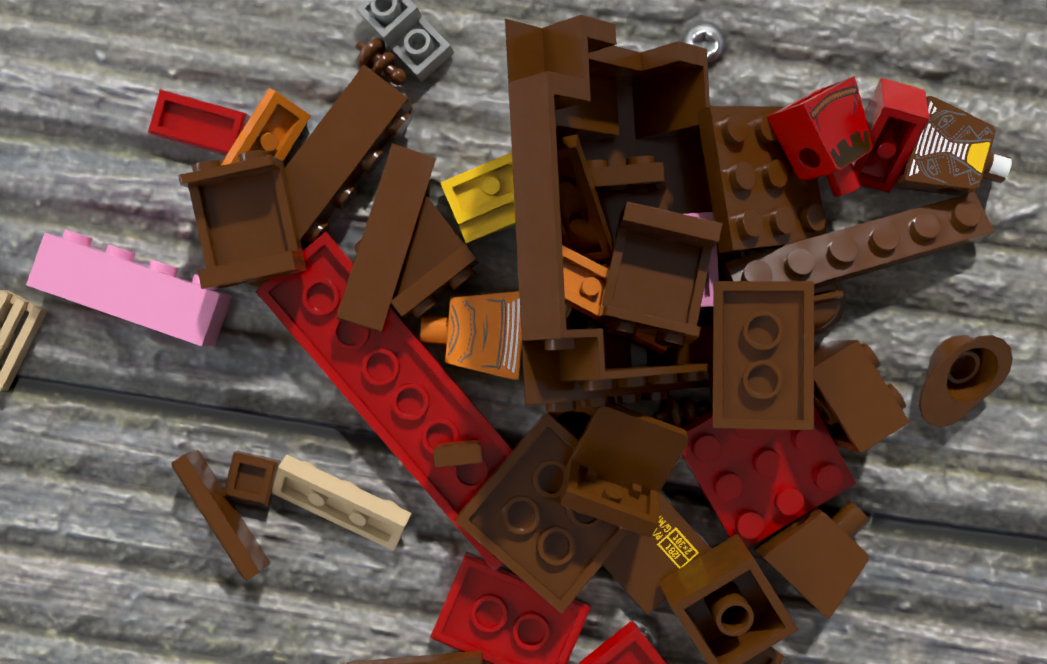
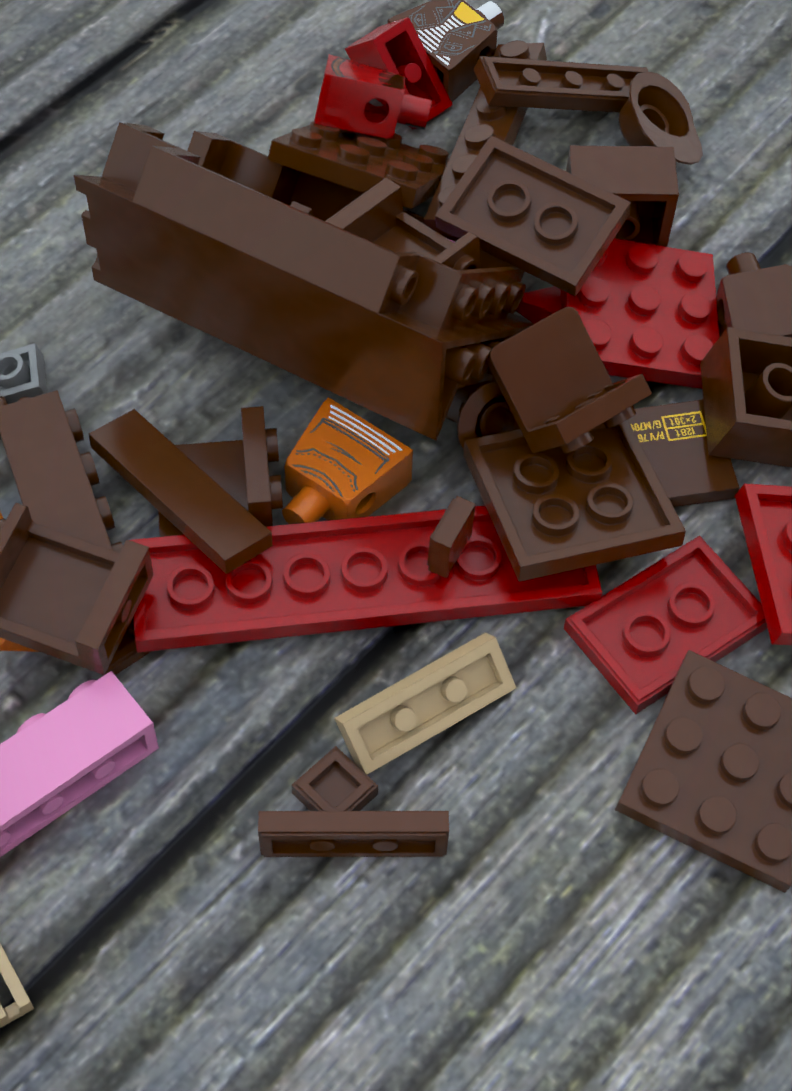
camera: 55 degrees left, 30 degrees down
(483, 198) = (209, 390): yellow plate -> none
(949, 277) = (554, 84): none -> reddish brown tile

